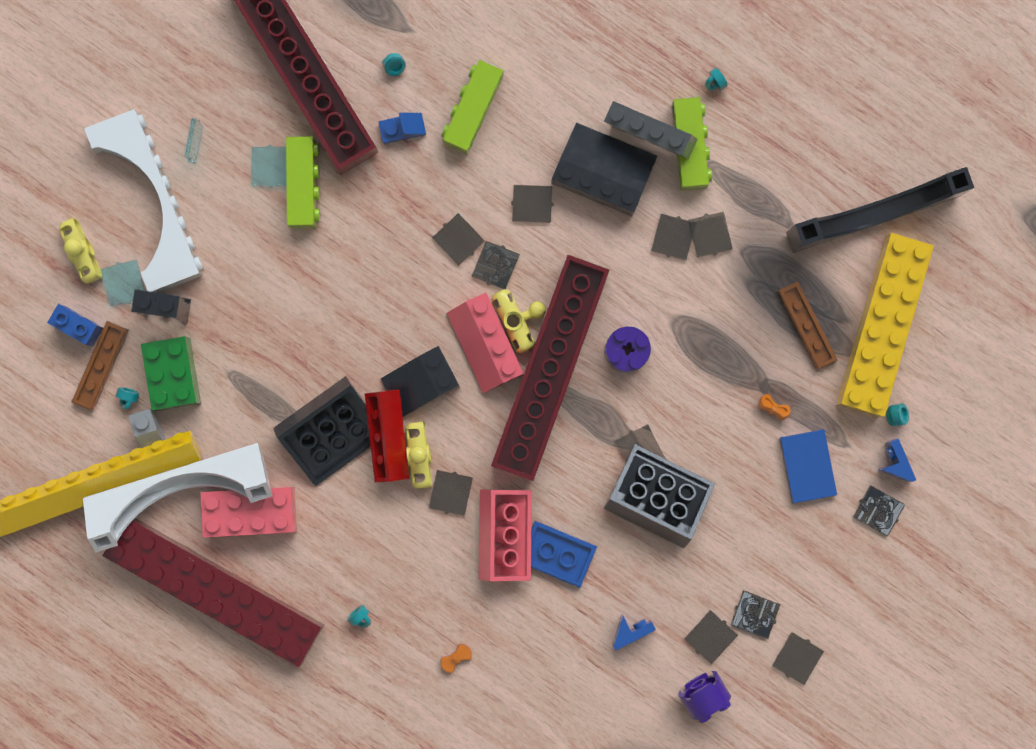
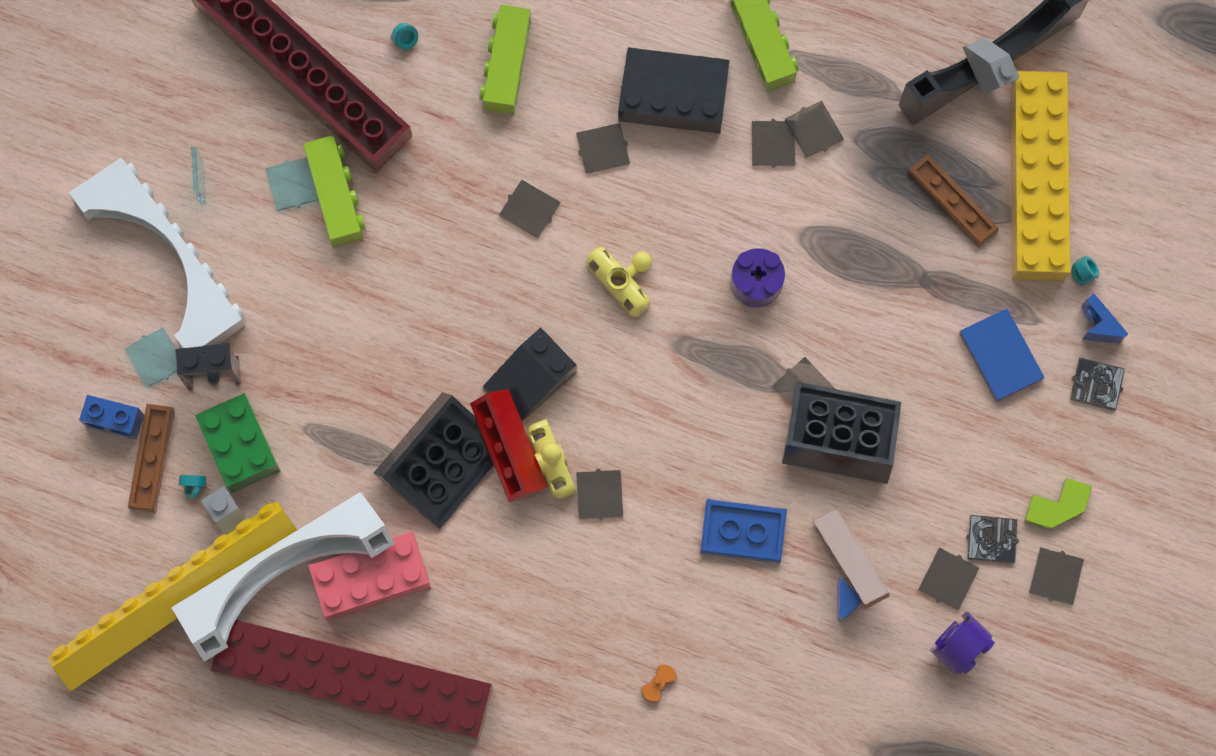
camera: 15 degrees left, 10 degrees down
(80, 251) = (95, 333): light yellow piece -> none
(358, 615) = (529, 663): teal tile -> none
(402, 127) = (435, 101): blue slope -> none
(484, 343) = (593, 313): coral slope -> none
(495, 265) = (580, 226): clear smoke piece -> none
(505, 535) = (676, 522): coral slope -> none
(550, 367) = (675, 321): dark red brick -> none
(636, 603) = (851, 558): none -> tile
(650, 130) = (714, 30): dark grey brick -> none
(781, 411) = (934, 297): orange piece -> none
(827, 603) = (1071, 503): none -> lime tile
(871, 222) = (990, 65): none -> light grey slope

